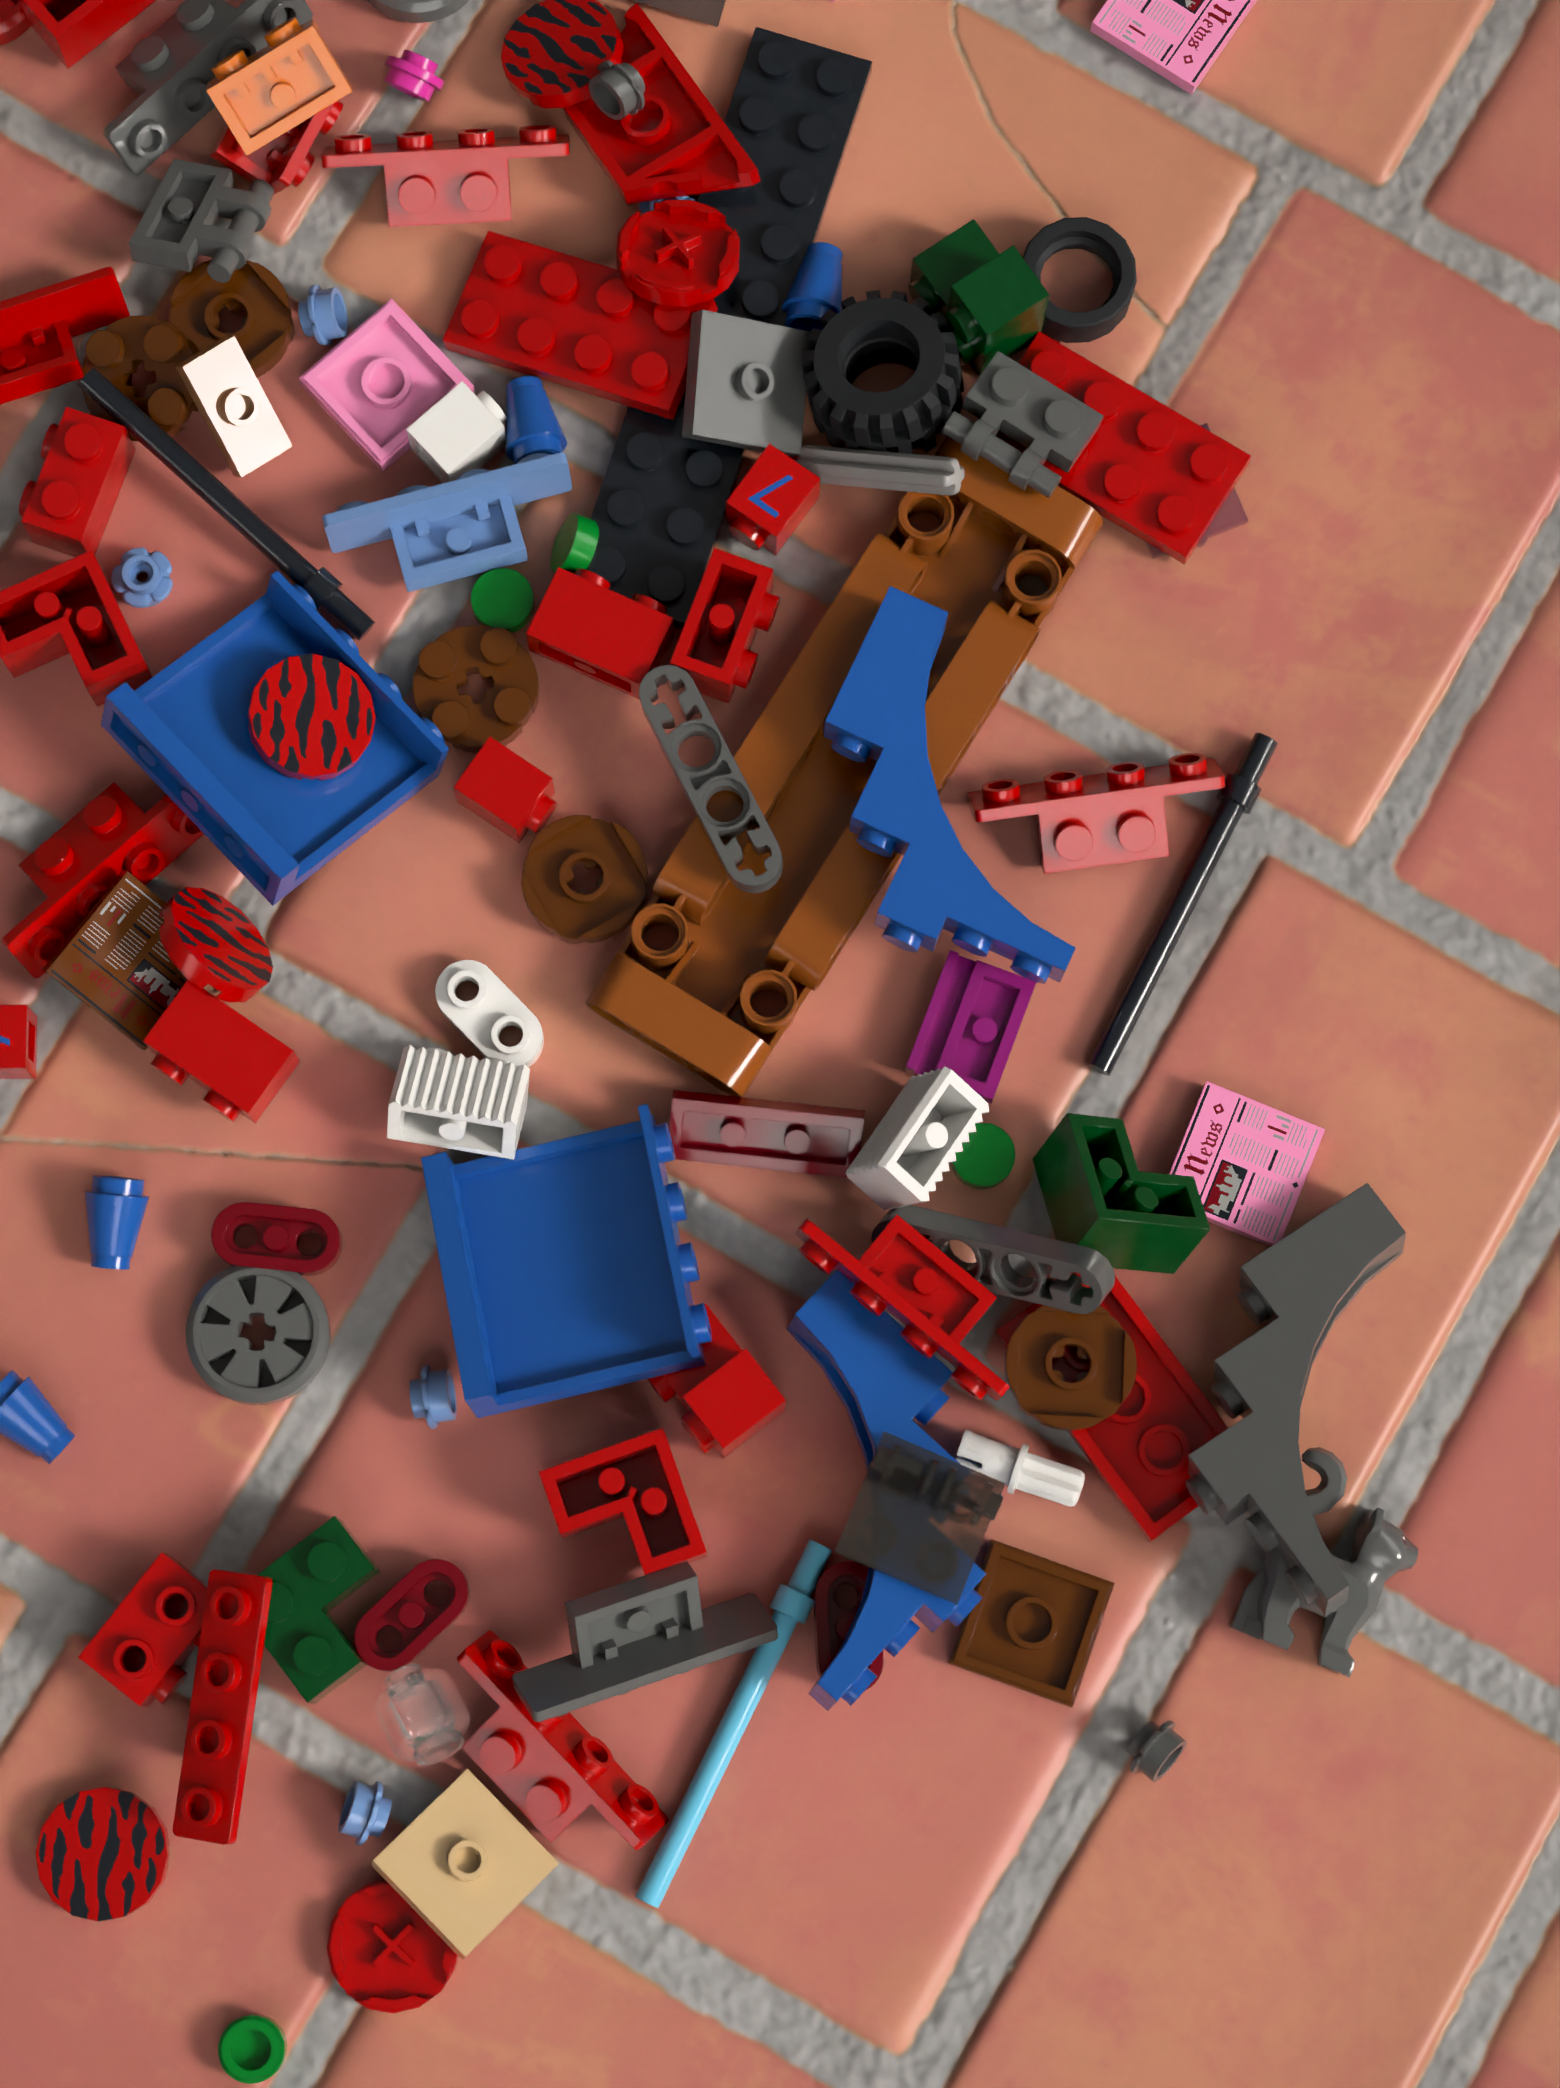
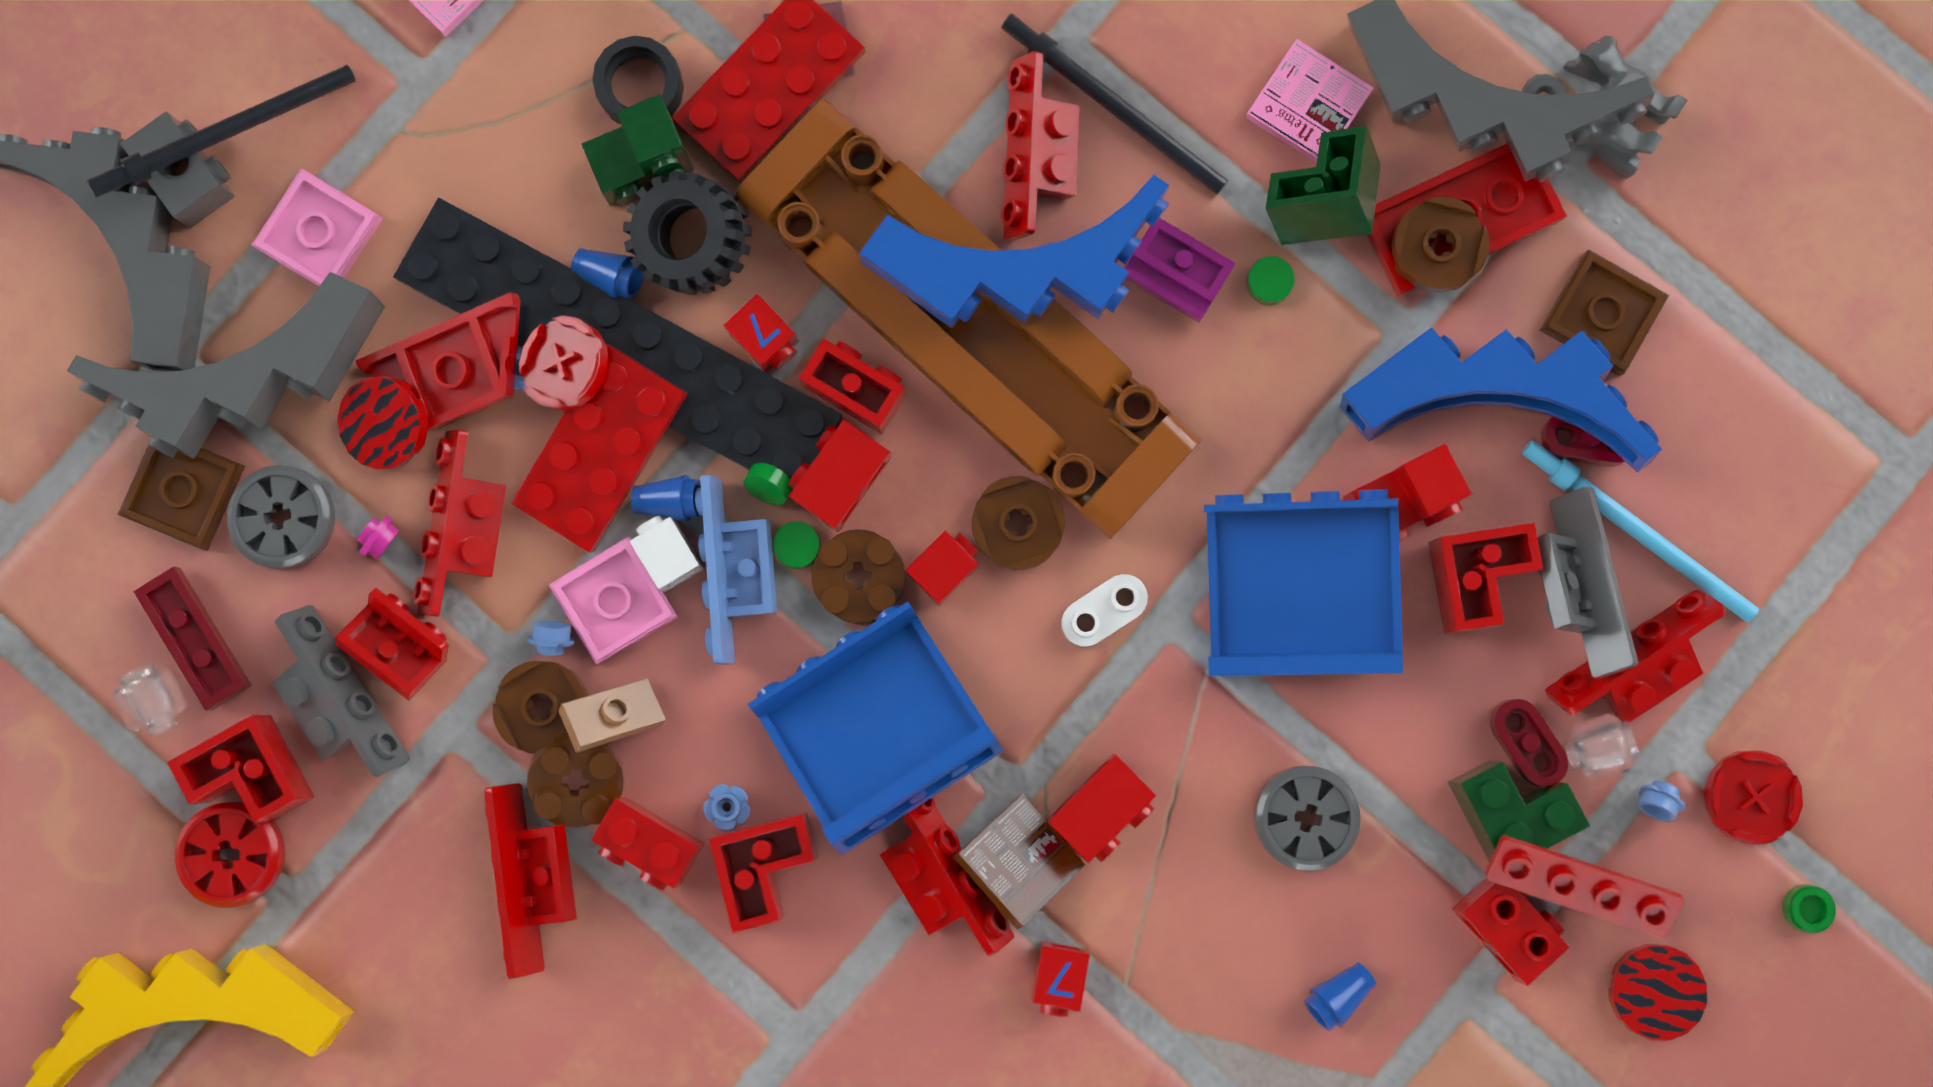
camera: 75 degrees left, 5 degrees up
(114, 1219) = (1206, 908): blue cone -> none
(184, 218) = (452, 727): dark grey plate -> none
(215, 944) = (1023, 798): red tile -> none
(277, 85) = (368, 637): orange bracket -> none
(278, 1237) = (1241, 792): dark red plate -> none
(311, 717) = (864, 698): red tile -> none
(318, 583) = (758, 677): black bar -> none
(434, 1396) = (1375, 699): medium blue plate -> none
(458, 1102) = (1169, 642): white brick -> none
(464, 1864) = (1710, 736): tan plate -> none
(617, 90) = (425, 384): dark grey plate -> none
(716, 776) = (968, 406): dark grey beam -> none
(745, 383) = (672, 334): plate -> none
(765, 1133) = (1230, 427): plate -> none
(883, 469) = (759, 247): light grey axle -> none
(917, 1139) = (1260, 319): white brick -> none
(918, 1288) = (1370, 336): red bracket -> none
(920, 1518) = (1539, 366): clear smoke hinge -> none
(992, 1267) = (1351, 281): dark grey beam -> none
(1021, 1469) = (1498, 299): white axle -> none
(1029, 412) = (739, 131): dark grey plate -> none
(1155, 1749) = (1708, 244): dark grey plate -> none

